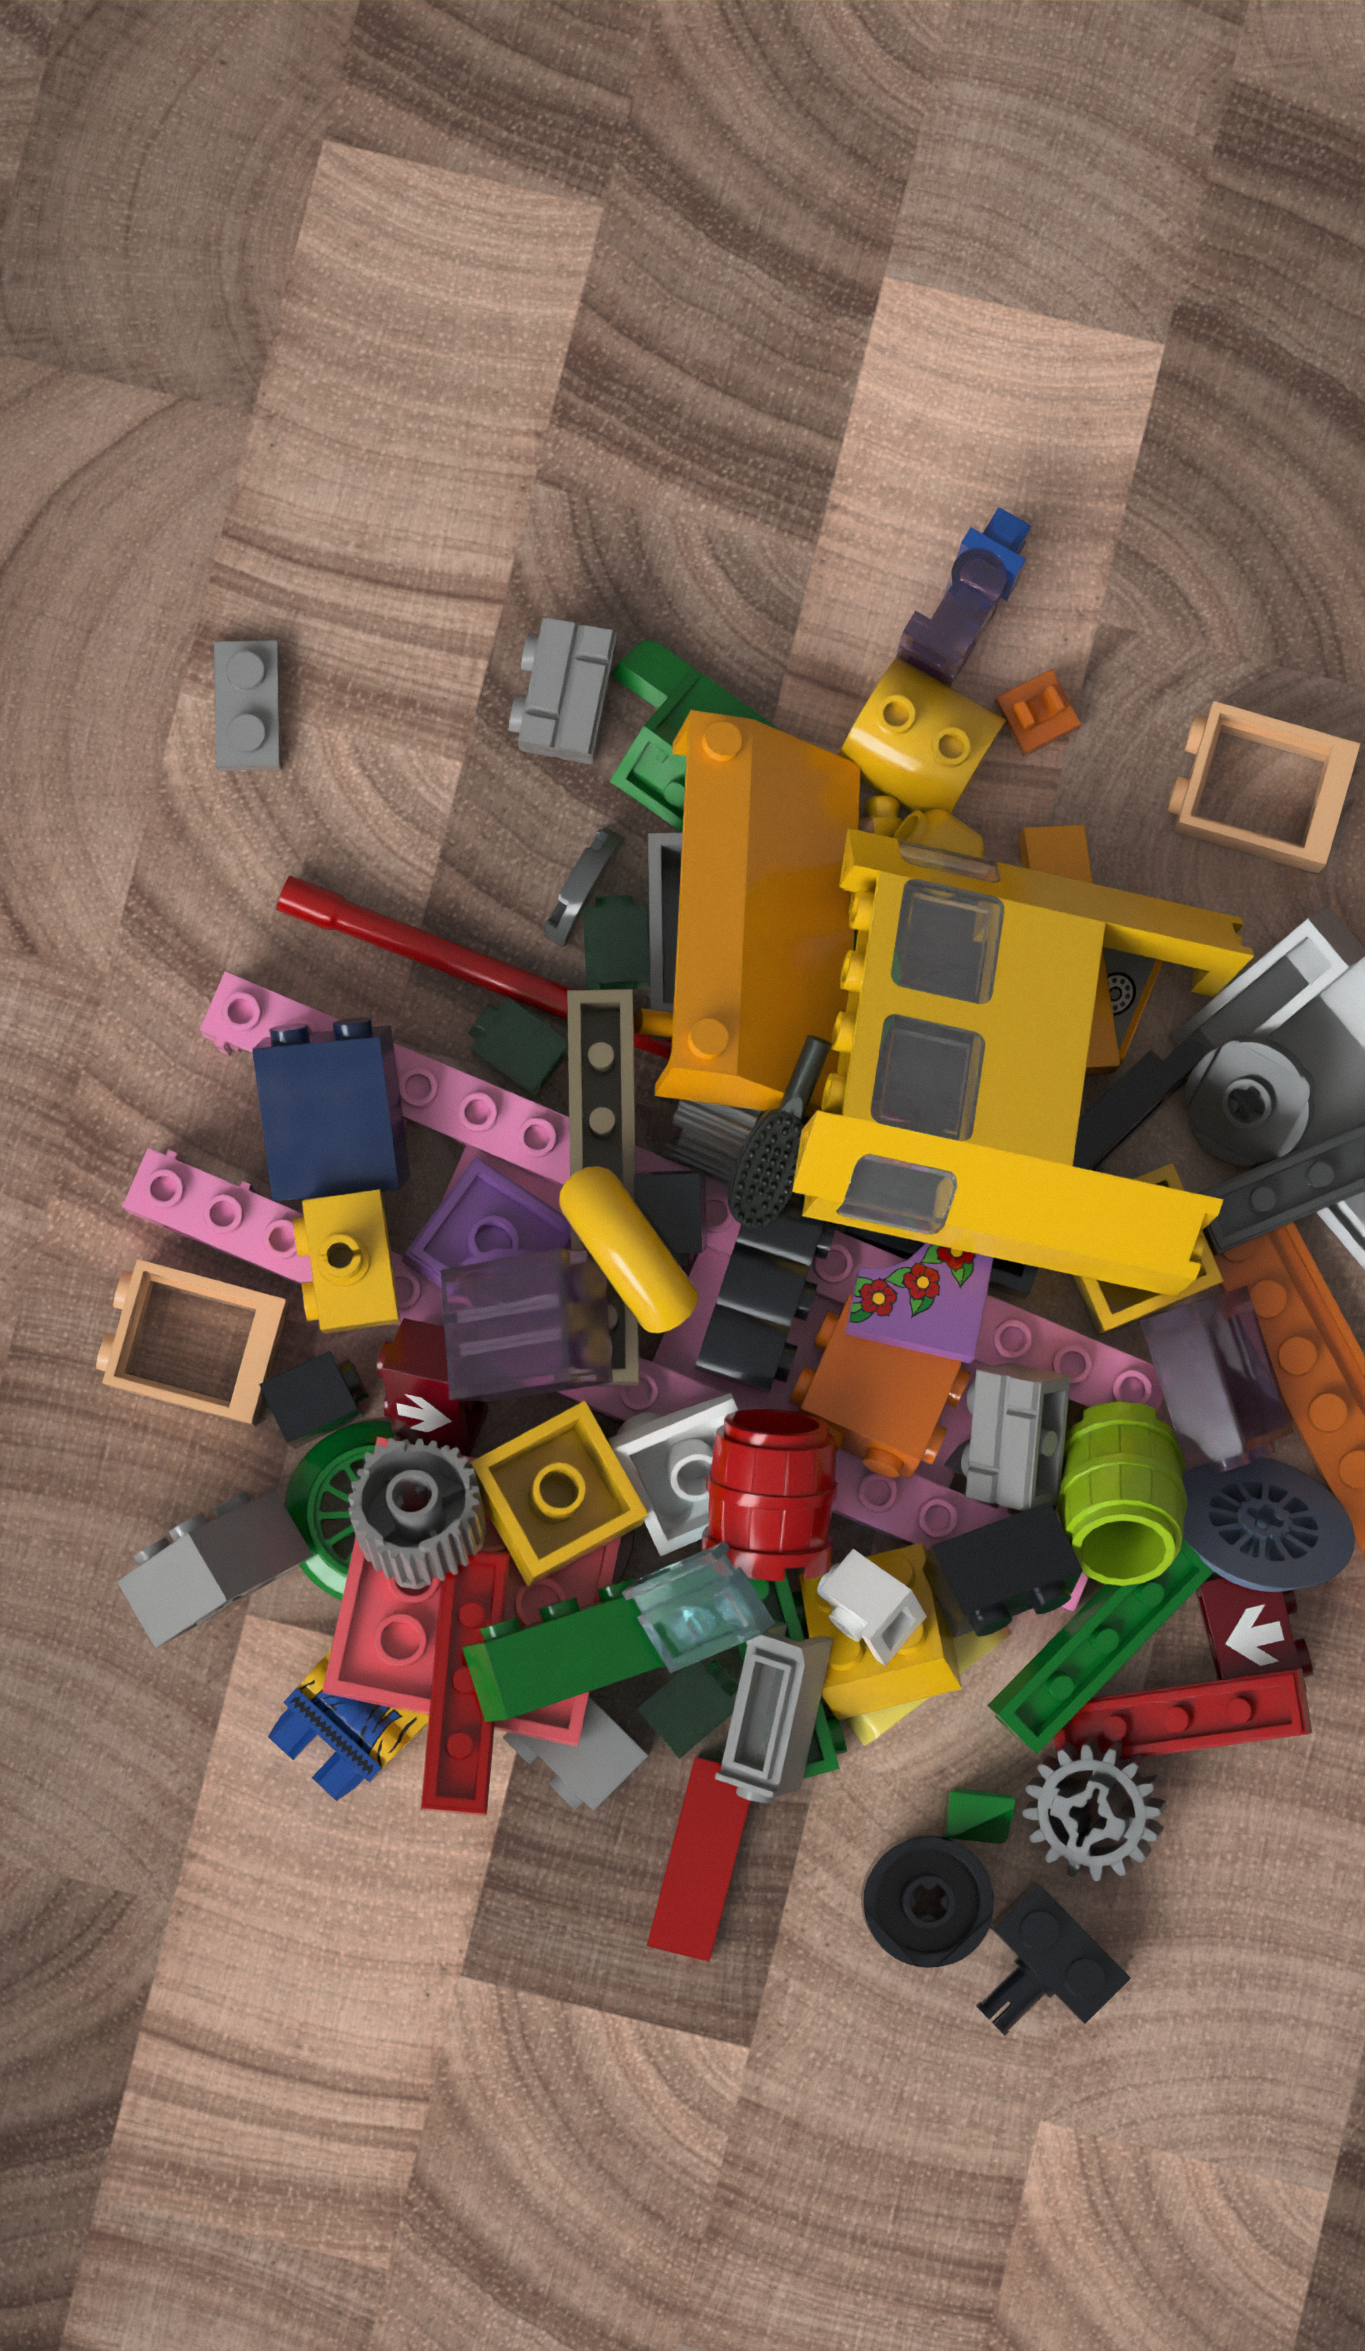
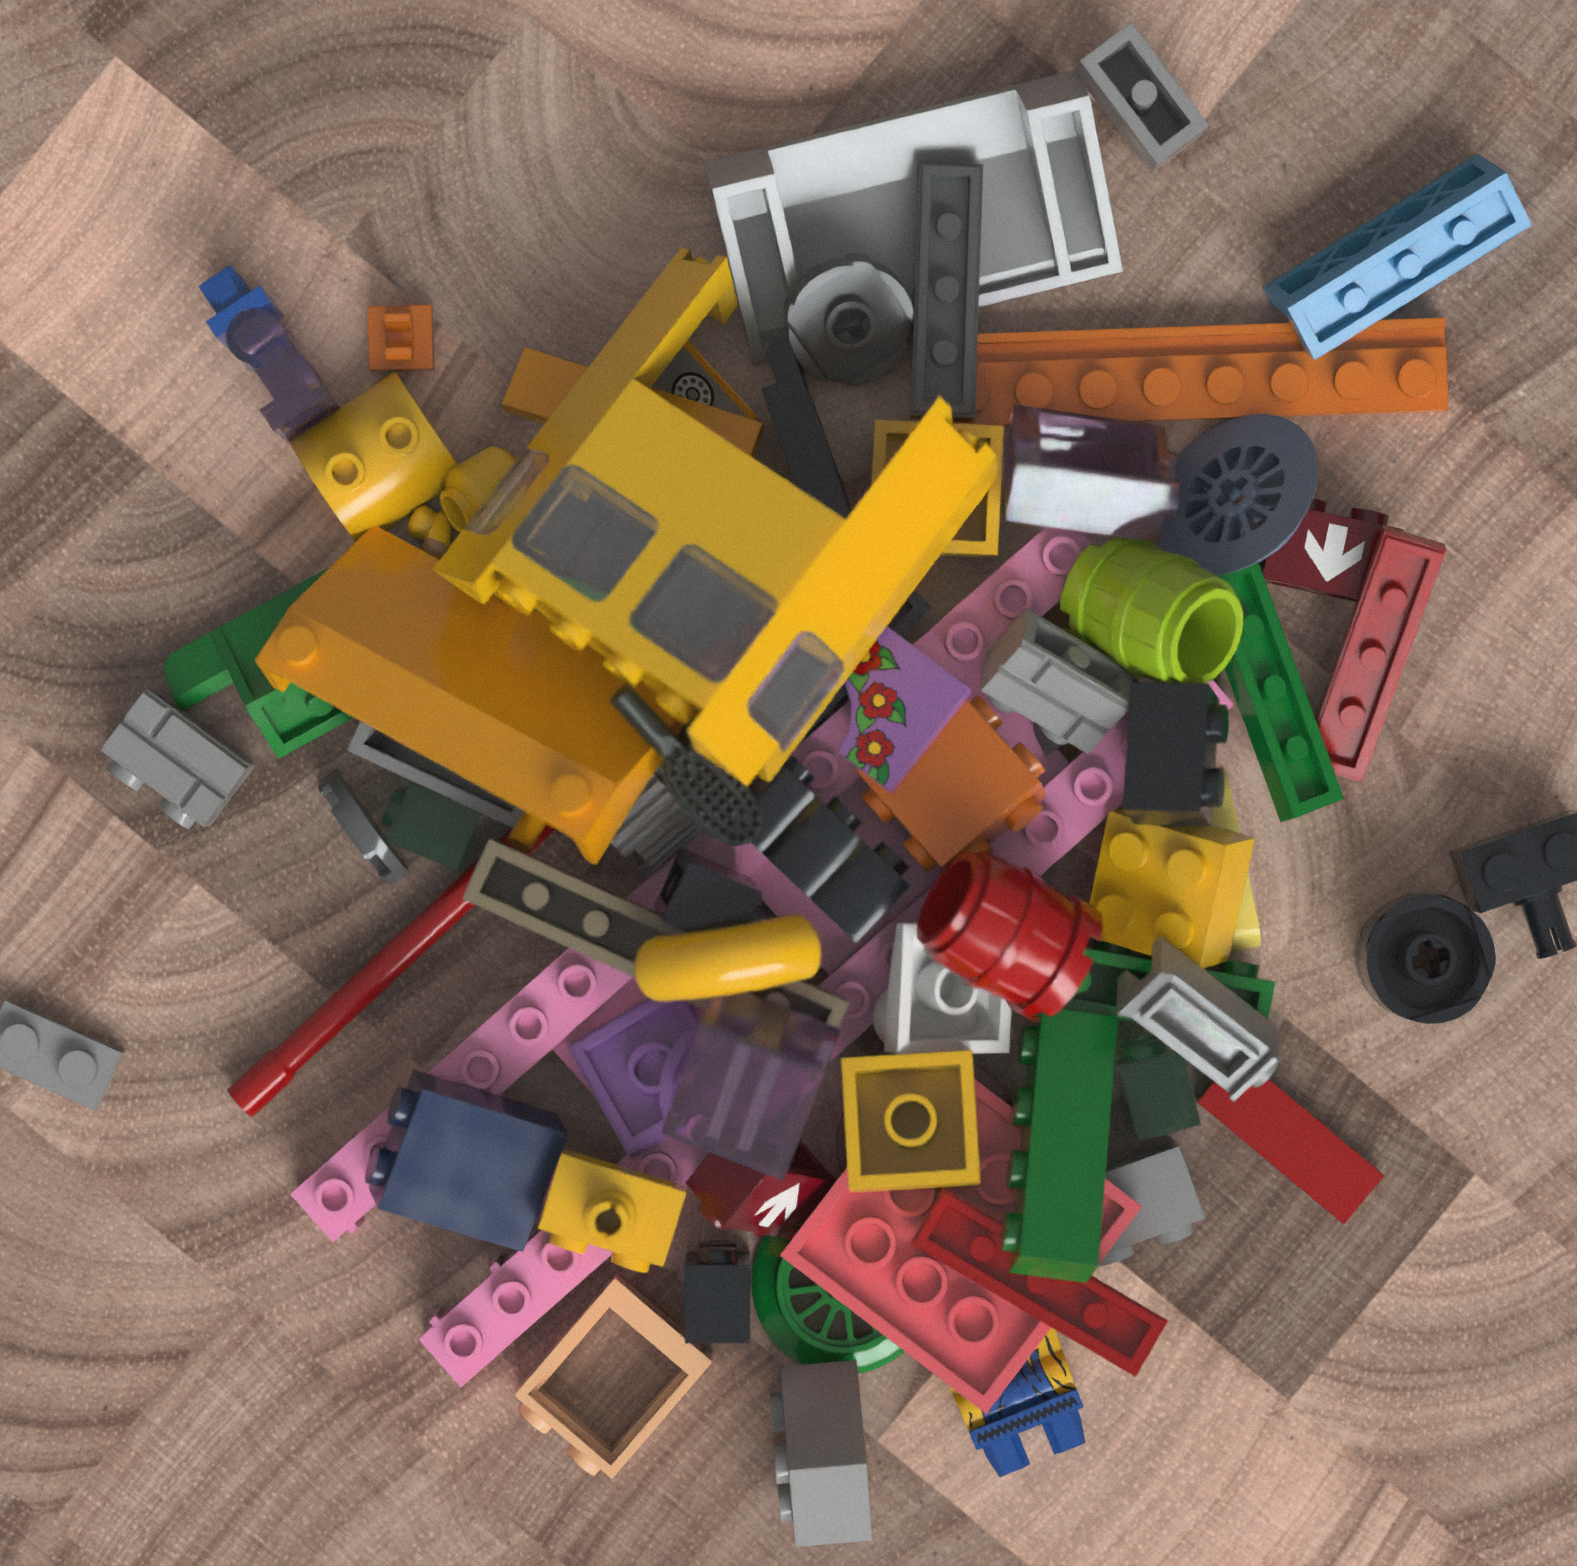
camera: 60 degrees left, 5 degrees up
(422, 1542) = (901, 1252): light grey brick -> none
(517, 1046) = (482, 959): clear green brick -> none
(698, 1608) = (1079, 1046): clear light blue plate -> none
(870, 1605) = (1148, 889): white brick -> none
(978, 1815) = (1368, 874): green slope -> none
(1119, 1814) = (1423, 741): gear -> none
(1339, 761) = (613, 118): light nougat window -> none

